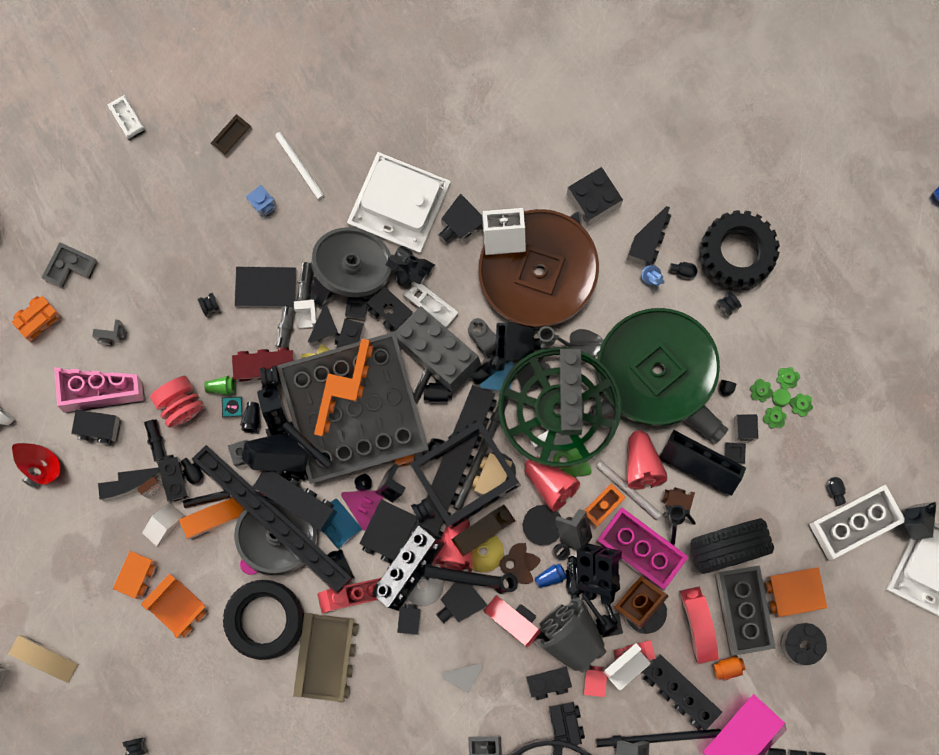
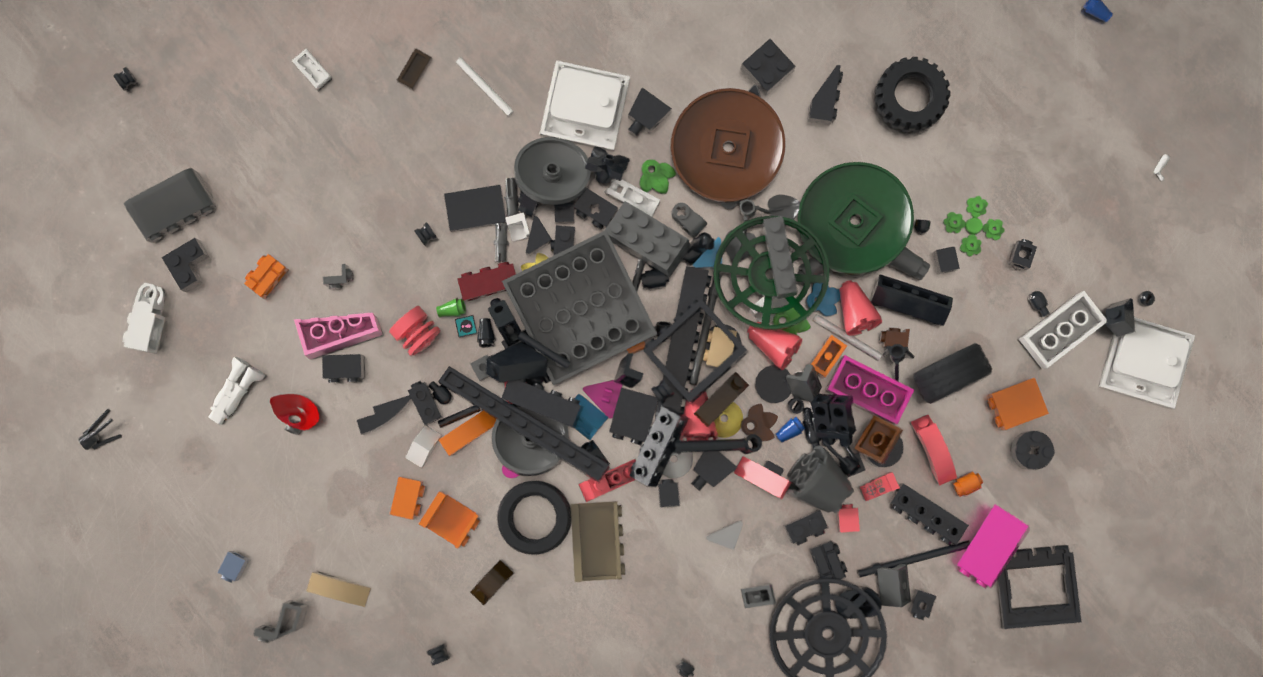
camera: 10 degrees left, 5 degrees up
(67, 259) = (281, 216): dark grey plate -> none
(150, 487) = (407, 413): reddish brown tile -> none
(155, 440) = (400, 369): black pin -> none
(205, 680) = (491, 582): none -> dark brown brick
(261, 201) = (455, 126): medium blue bracket -> none
(269, 376) = (497, 292): black wheel -> none
(343, 388) = (569, 291): orange bracket -> none
(363, 478) = (605, 373): black hinge -> none
(460, 290) = (658, 178): none -> bright green plate
(504, 231) = (690, 116): white slope -> none
(515, 341) = (718, 219): black torso -> none
(613, 451) = (827, 305): none -> dark azure plate
(627, 667) = (875, 500): white panel -> none
(652, 275) = (835, 133): medium blue piece -> none
(684, 269) = (863, 122): black cylinder -> none
(728, 304) = (910, 147): black wheel -> none
(735, 452) = (940, 284): black tile -> none
(745, 610) = (974, 429): dark grey brick -> none
(835, 432) = (1029, 250): none -> black brick

